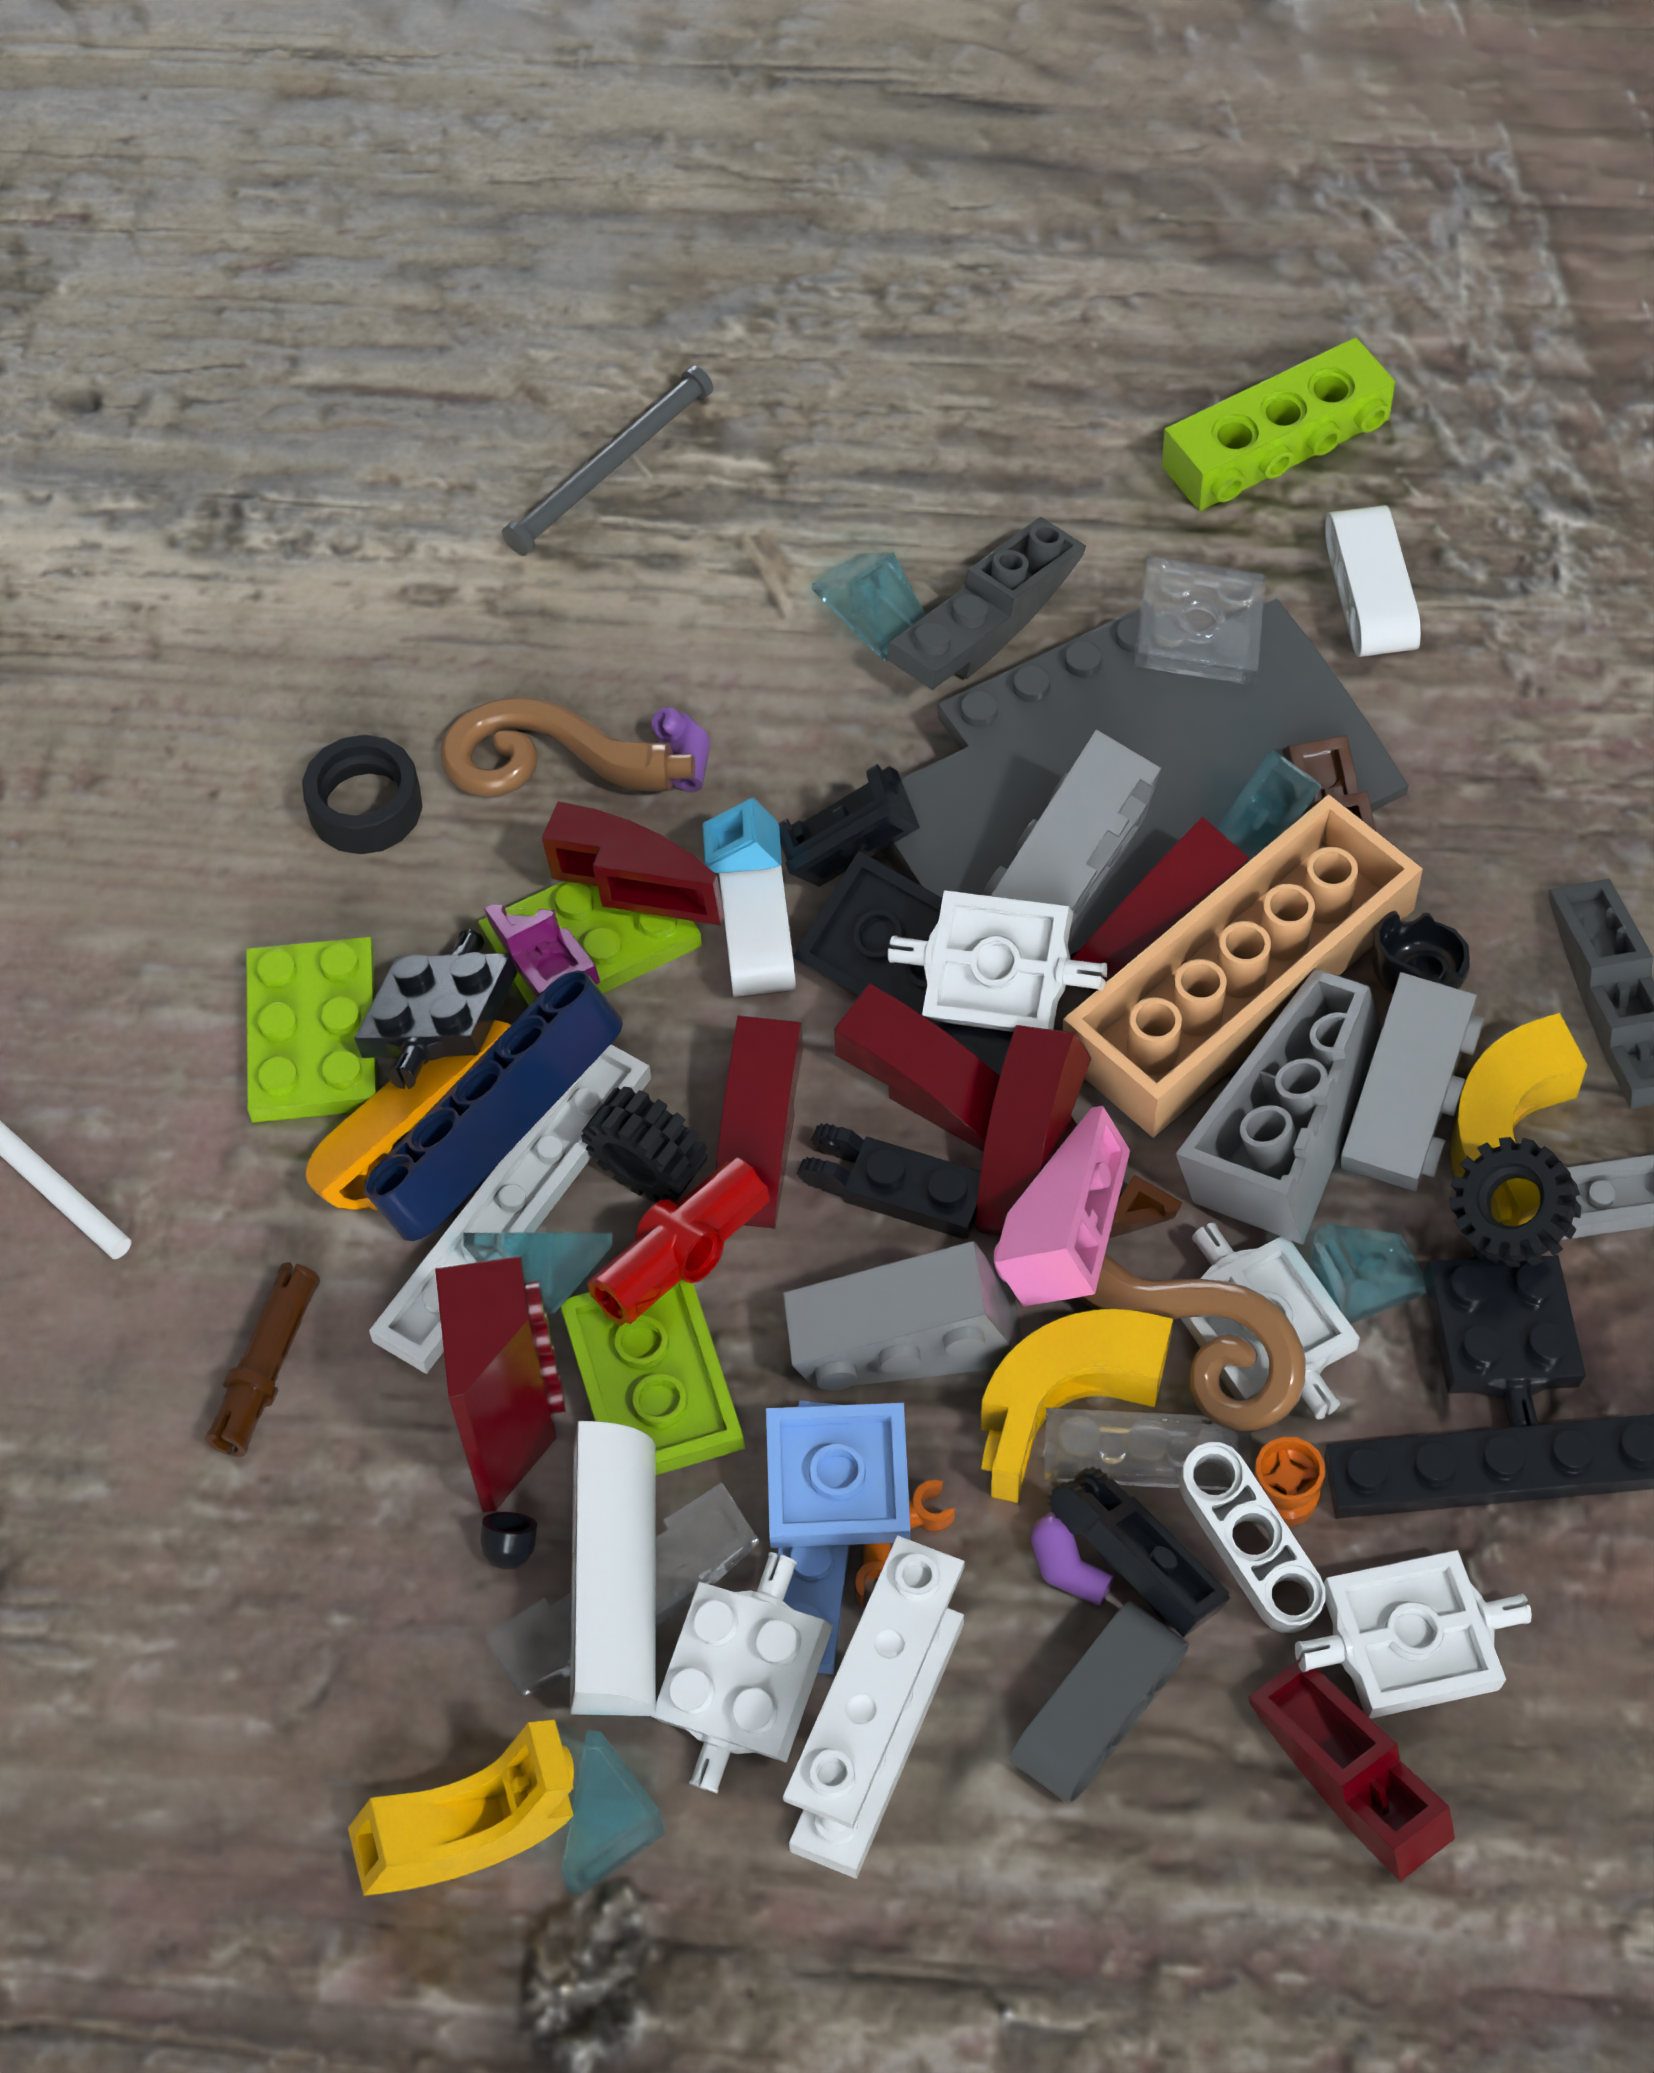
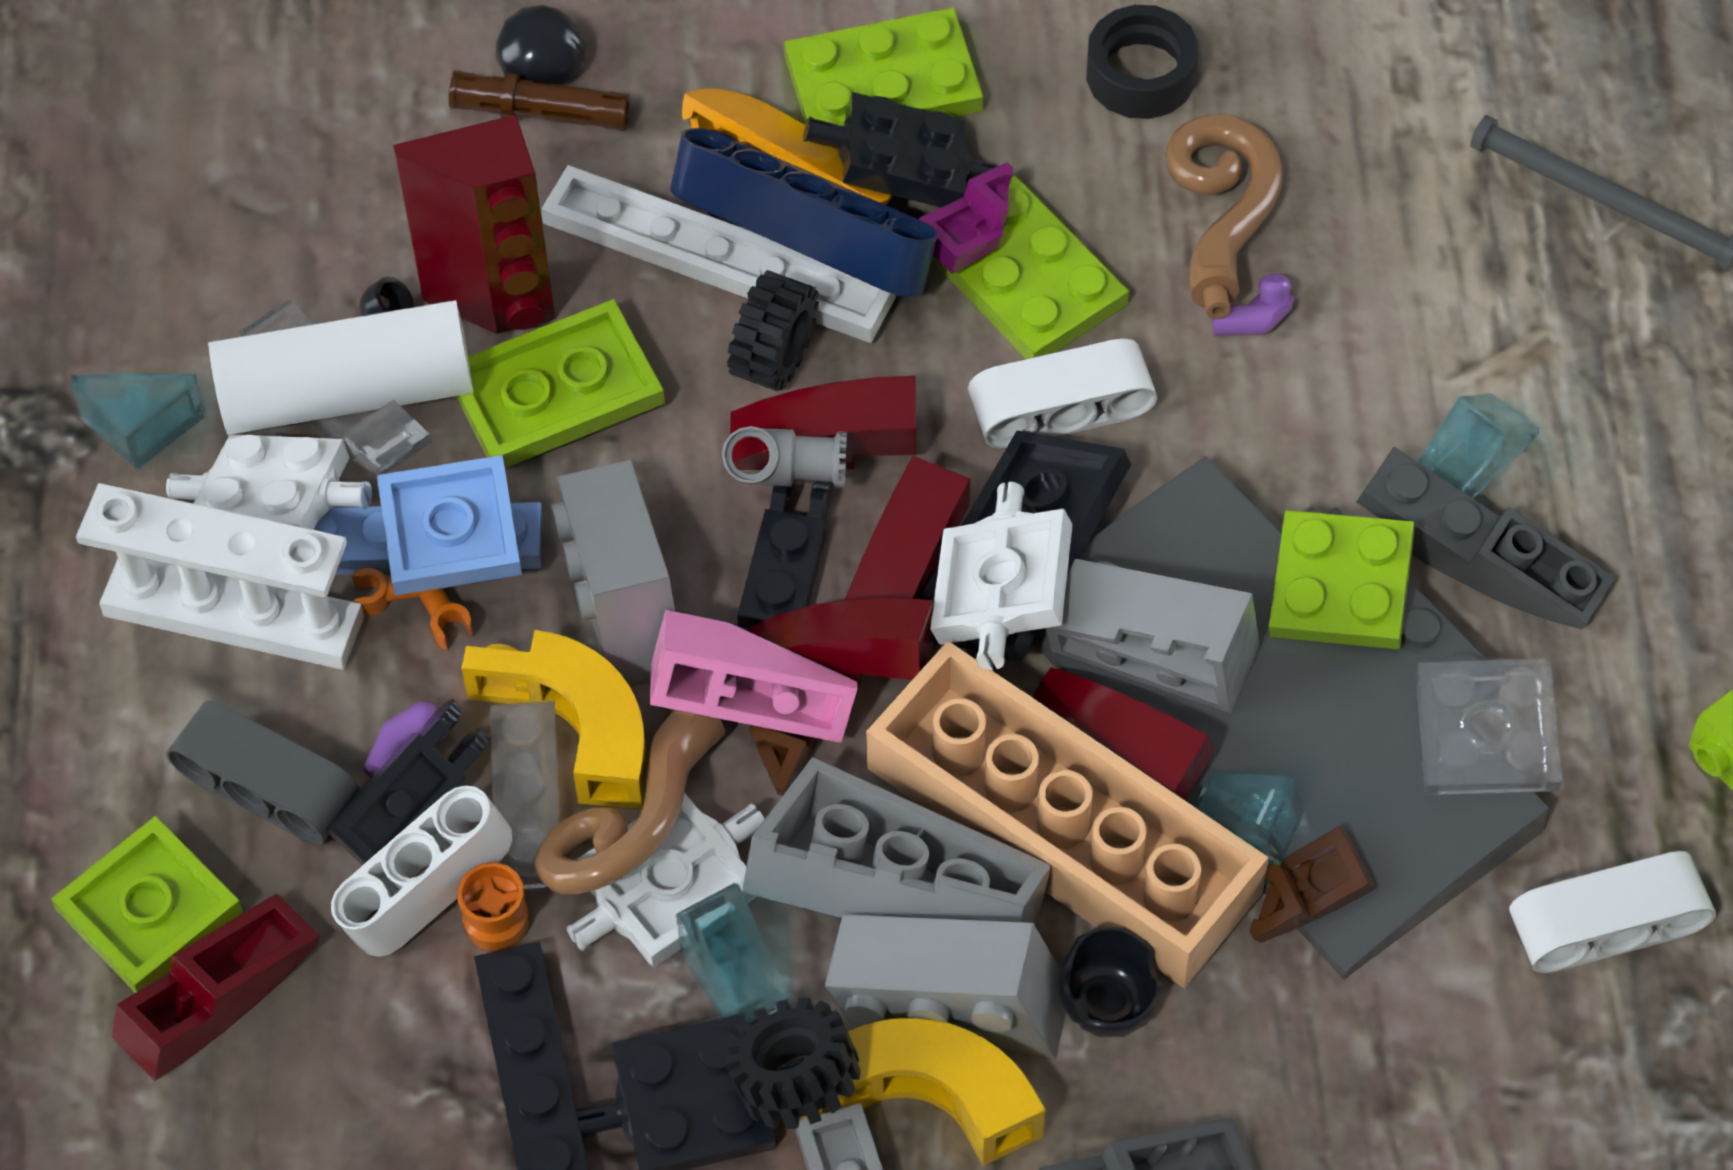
camera: 80 degrees right, 0 degrees up
(187, 1354) = (540, 45): none -> black hair
(469, 1823) = (116, 304): yellow arch -> none
(553, 1258) = (646, 270): clear light blue slope -> none
(630, 865) = (1072, 262): dark red slope -> none
(678, 1241) = (670, 368): red piece -> none
(742, 839) = (1122, 355): medium azure slope -> none
(812, 1141) = (791, 457): none -> light grey connector
(860, 821) = (1164, 448): black hinge -> none
(1031, 701) = (1341, 579): none -> lime plate
(1249, 1833) = (145, 904): none -> lime plate
(1413, 1634) = (346, 1026): white plate -> none

